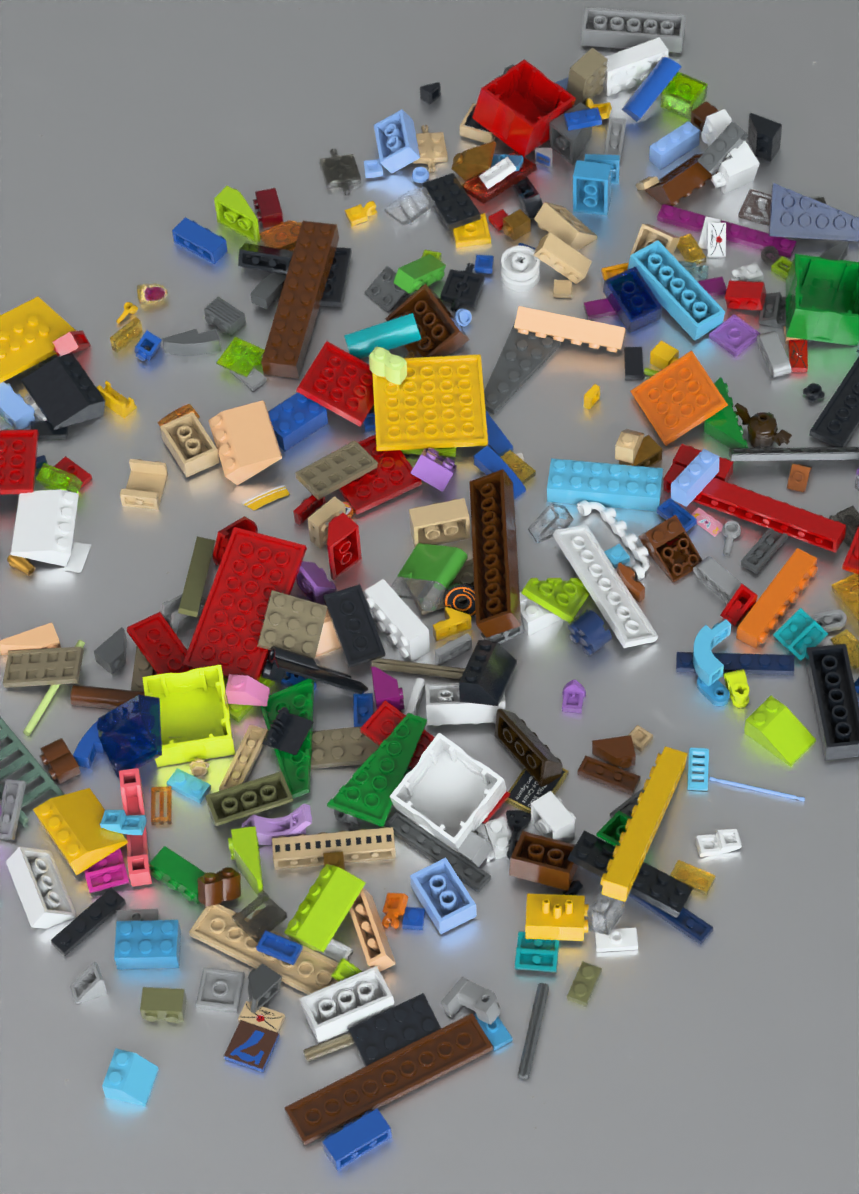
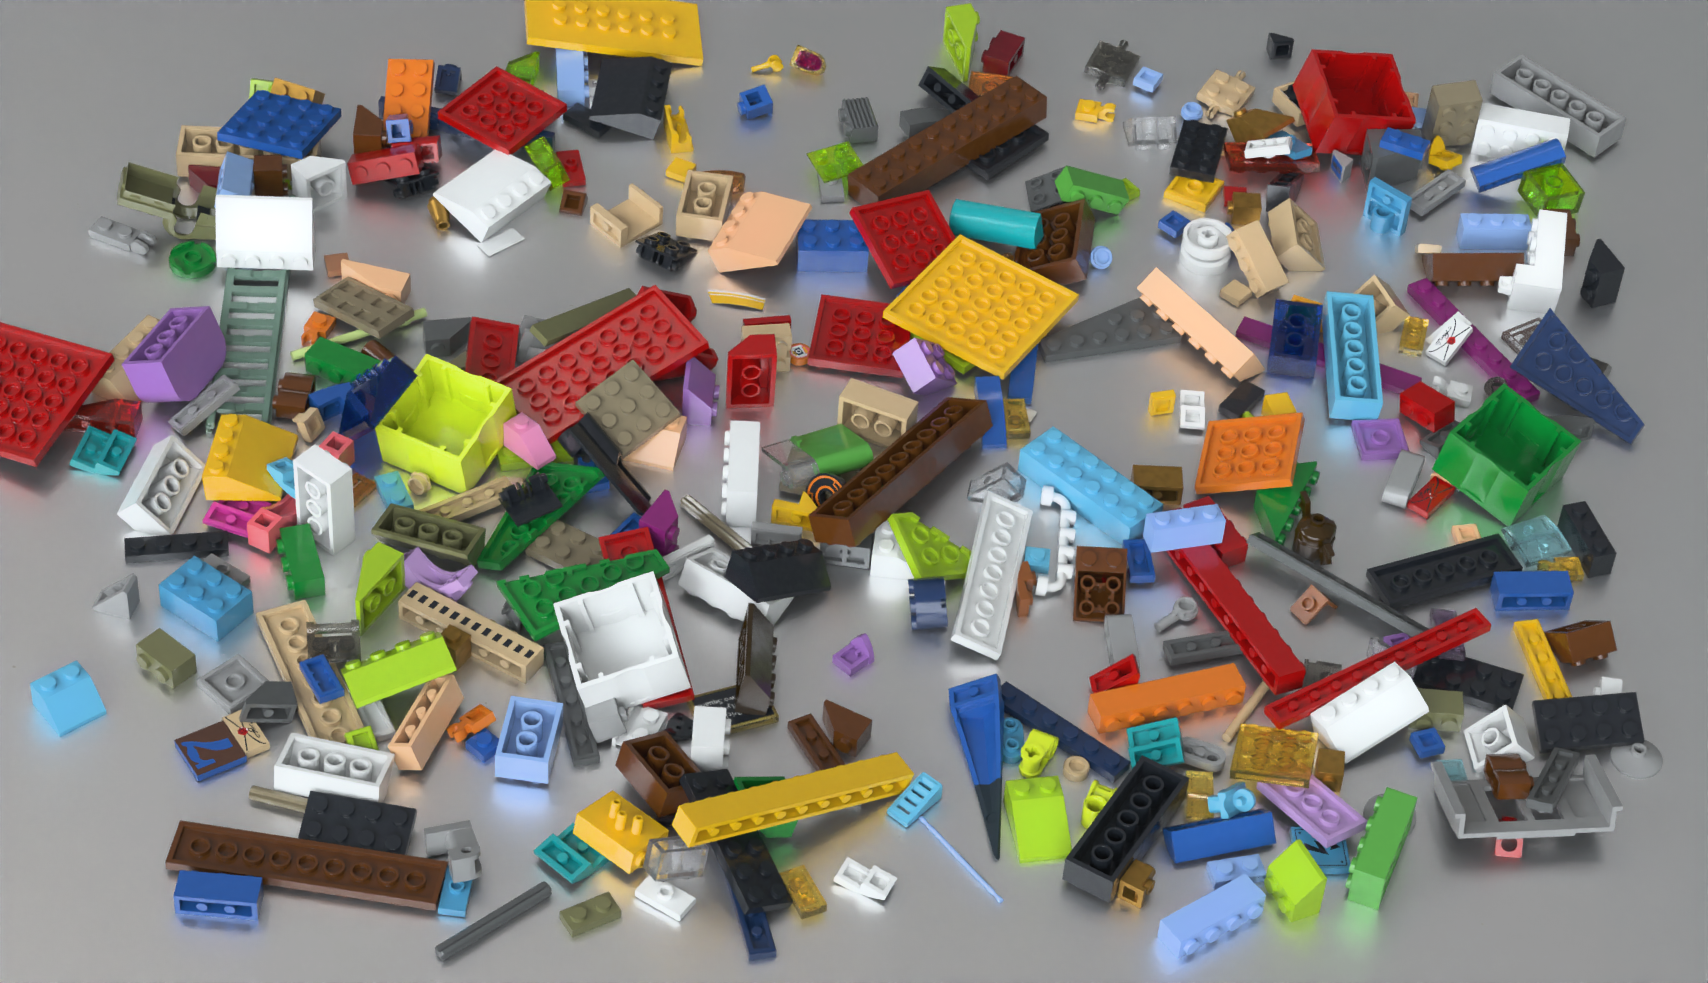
camera: 30 degrees right, 10 degrees down
(22, 701) = (317, 326): none -> orange plate
(69, 717) = (336, 361): none -> green brick
(71, 343) = (684, 56): slope -> none
(88, 775) = (309, 424): none -> tan tile
(98, 497) = (573, 202): none -> reddish brown slope
(126, 334) = (742, 81): clear yellow plate -> none
(144, 427) = (678, 169): none -> yellow tile
(168, 822) = (325, 498): none -> white brick
(192, 343) = (803, 125): slope -> none
(194, 489) = (663, 250): none -> black hinge
(200, 240) = (904, 44): blue brick -> none
(219, 887) = (322, 590): reddish brown brick -> none
(336, 470) = (822, 307): dark tan plate -> none
(354, 626) = (692, 449): black plate -> none
(388, 365) = (966, 244): yellowish green brick -> none
(396, 141) = (1192, 65): light blue brick -> none
(462, 288) = (1129, 231): black plate -> none
(591, 187) = (1354, 213): dark azure brick -> none
(611, 390) = (1191, 409): none -> white slope
(628, 445) = (1146, 459): tan slope -> none
(640, 738) = (885, 735): tan tile -> none
(687, 689) = (980, 725): none -> blue plate
(700, 272) = (1390, 353): clear light blue plate -> none
(705, 663) = (1034, 688): medium azure arch -> none
(707, 522) = (1167, 587): bright pink sticker -> none
(729, 139) = (1544, 240): dark grey arch -> none
(766, 681) = (1076, 768): none -> tan tile
(803, 697) = (1095, 802): none -> neon yellow piece
(813, 392) = (1412, 539): black plate -> none
(825, 574) = (1245, 712): none -> tan bar
(839, 368) = (1465, 533): none -> light nougat tile

